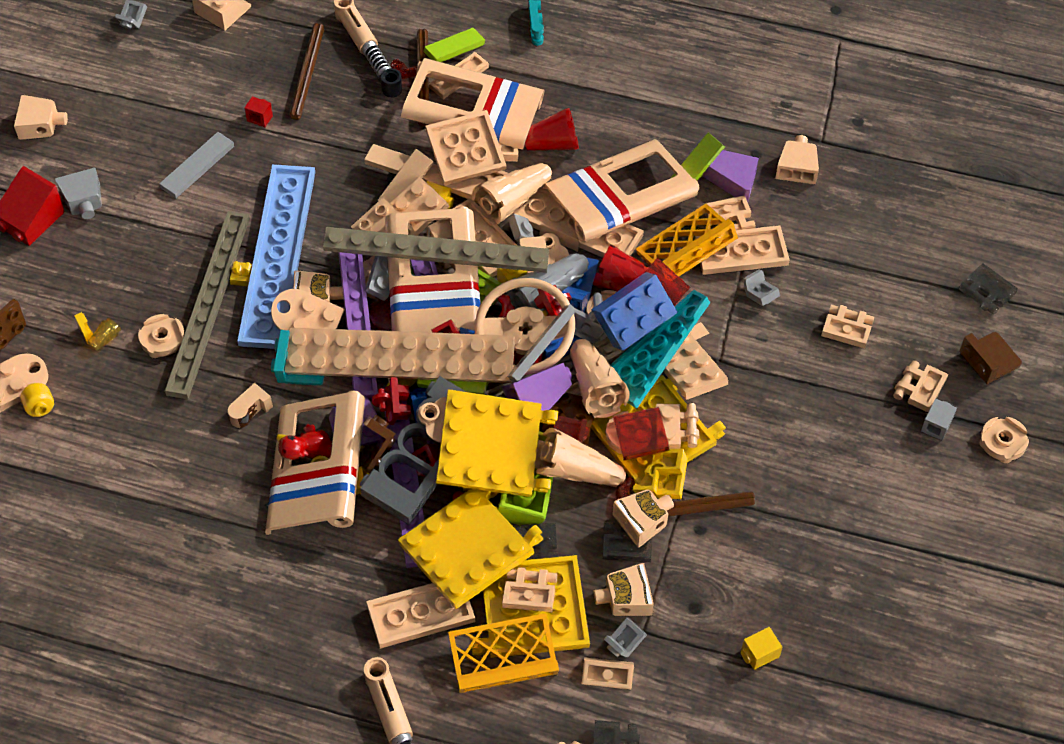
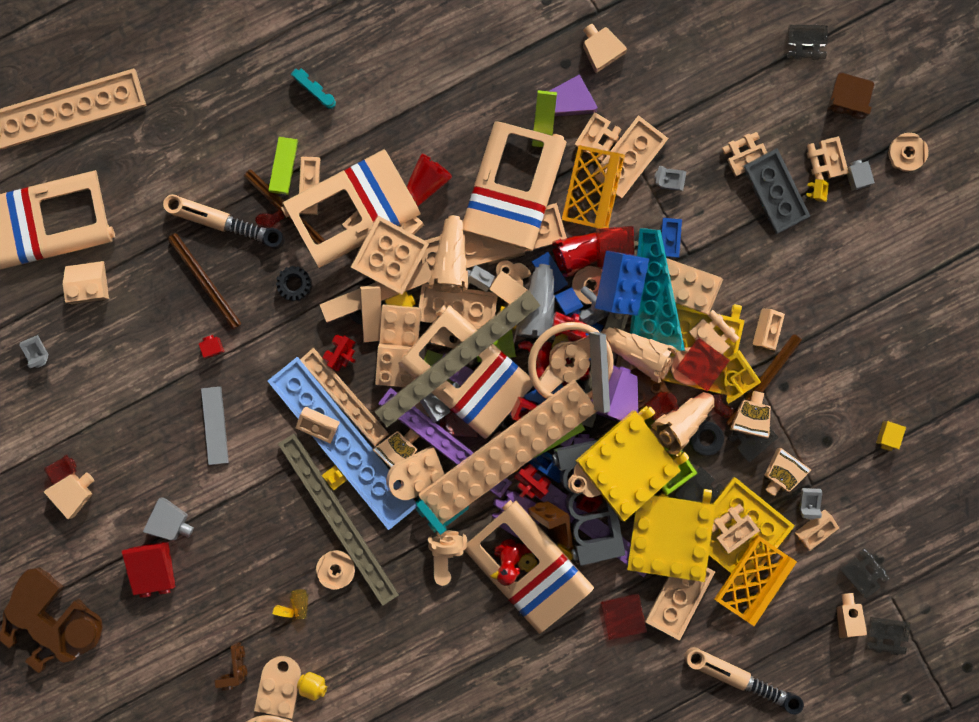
camera: 45 degrees left, 30 degrees up
(59, 98) = (61, 469): none -> clear red bracket
(271, 387) = (447, 543): none -> light nougat plate
(272, 221) = (317, 425): none -> light nougat slope
(317, 221) = (344, 397): none -> light nougat tile
(350, 193) = (342, 354): none -> red hips
(353, 585) = (623, 616): none -> clear red tile
(371, 131) = (282, 283): none -> black tyre
(581, 520) = (715, 446): none -> black tyre
(716, 331) = (671, 236): none -> blue plate
(733, 472) = (768, 329): none -> light nougat slope
(847, 371) = (776, 191): none -> dark grey tile
(889, 401) = (820, 190): none -> yellow tile

